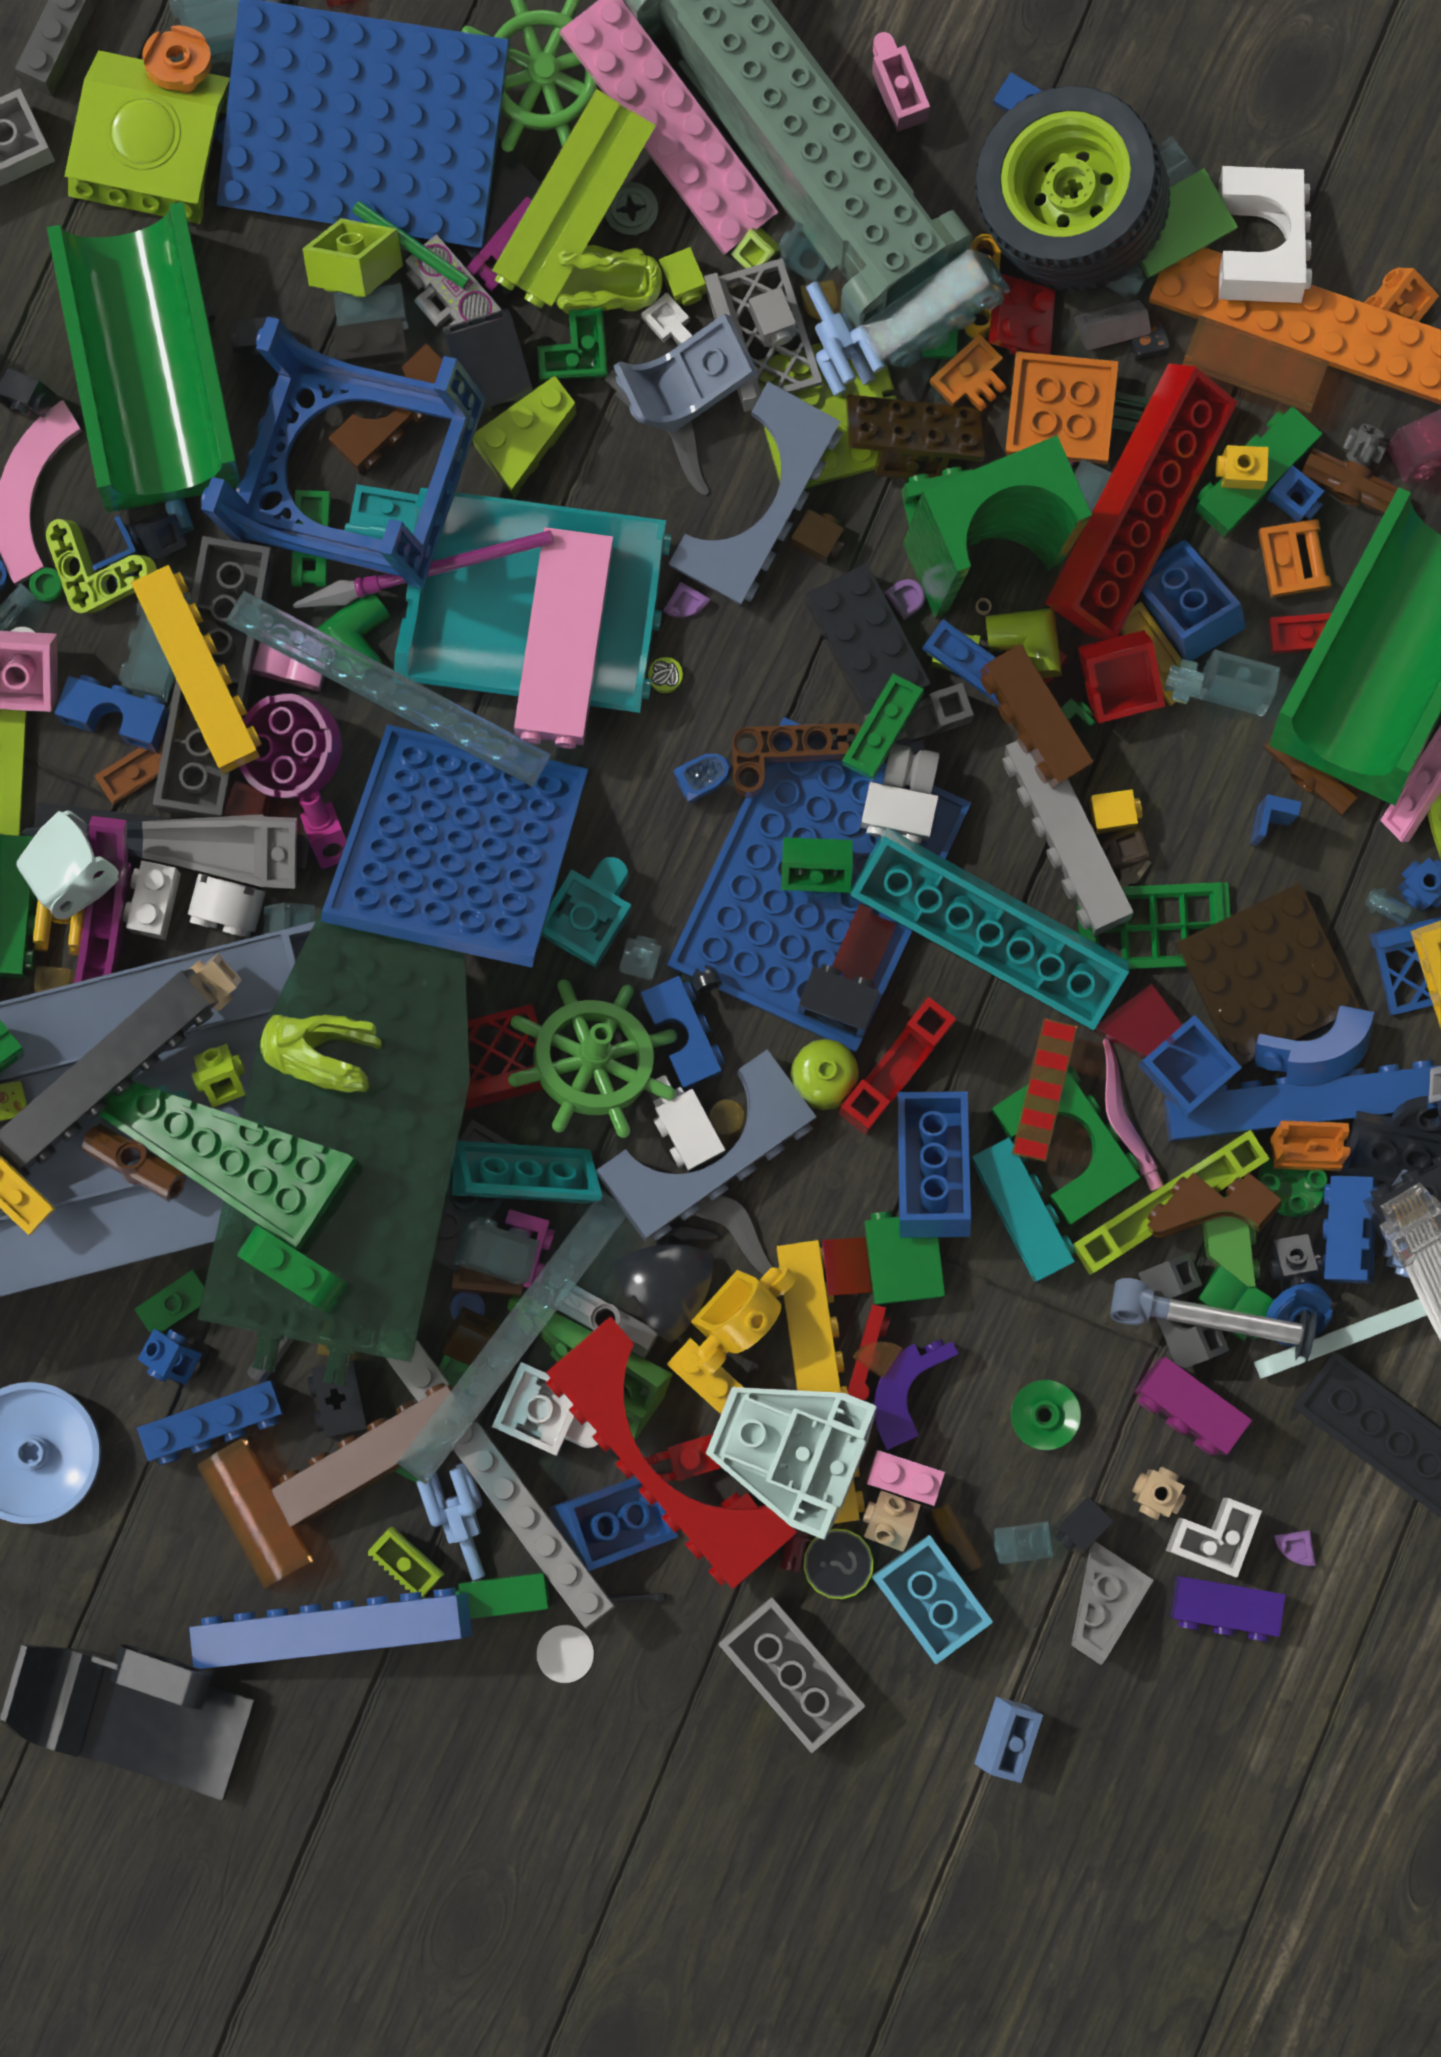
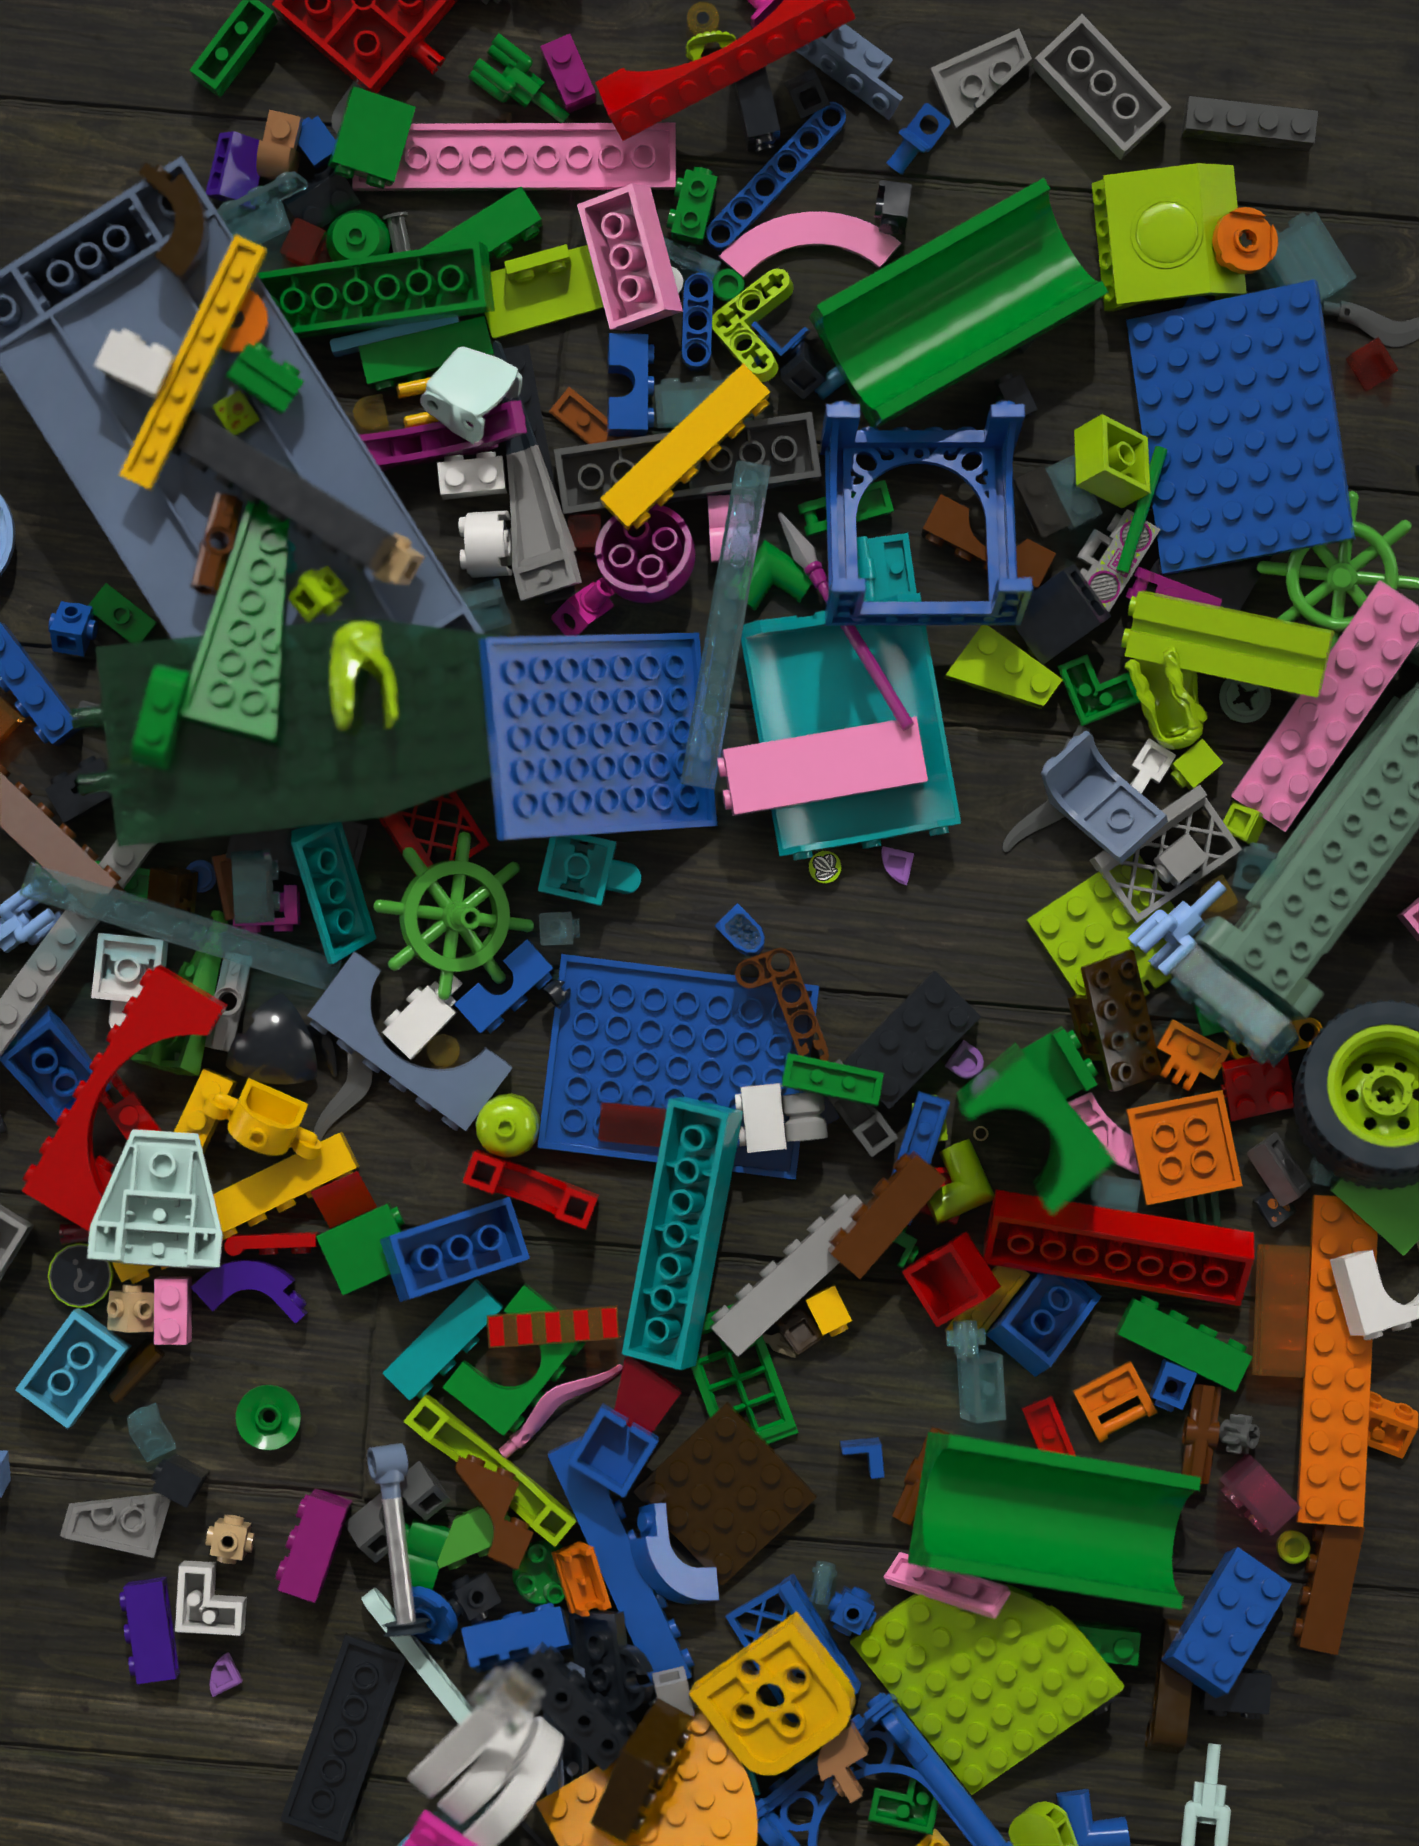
camera: 70 degrees right, 5 degrees up
(62, 613) = (692, 307): none -> blue beam
(801, 439) = (944, 897): sand blue arch -> none
(817, 865) = (690, 1059): green brick -> none
(819, 536) = (995, 965): dark brown brick -> none
(838, 1000) = (572, 1118): black brick -> none
(878, 1356) = (270, 1253): clear orange tile -> none
(1243, 467) = (1178, 1330): yellow brick -> none

